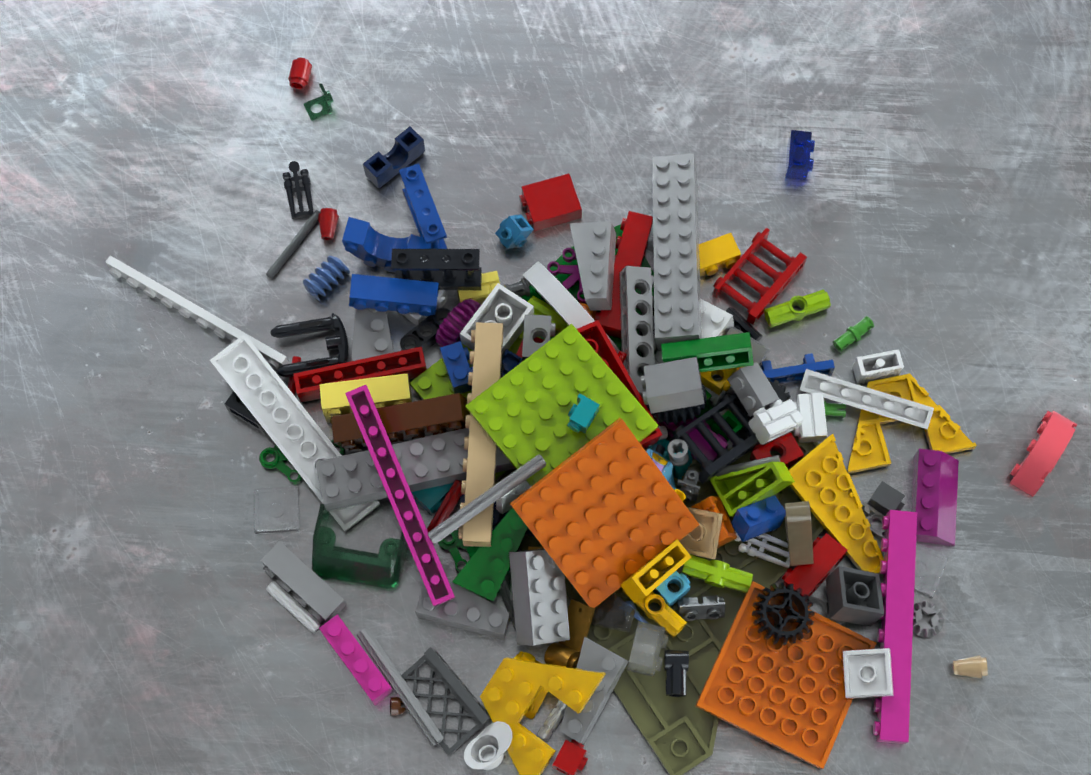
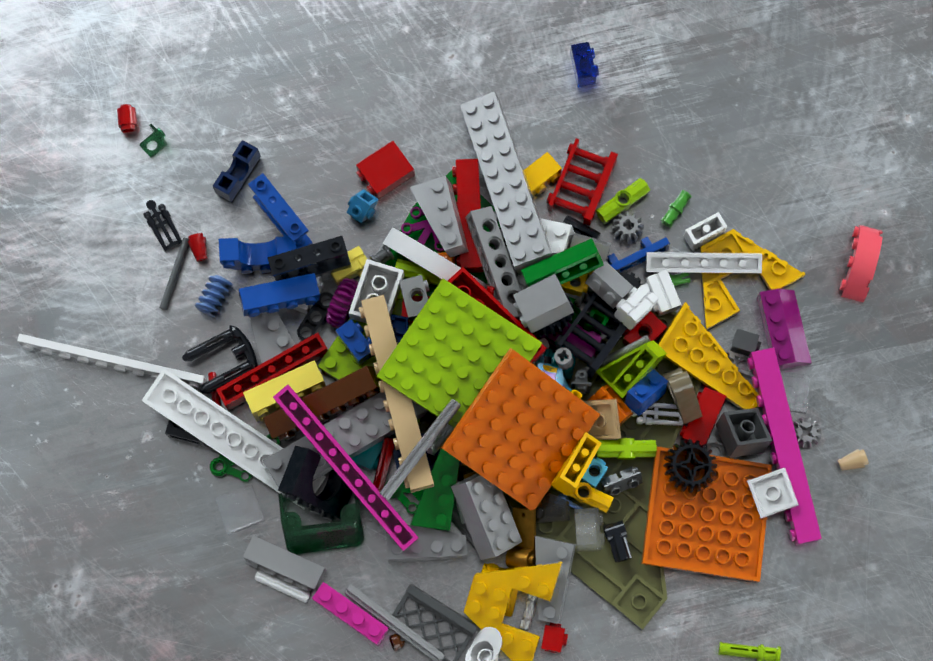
camera: 15 degrees left, 5 degrees up
(343, 497) = (298, 485): none -> black arch
(582, 414) = (477, 354): teal brick -> none
(802, 338) = (622, 232): none -> light grey gear

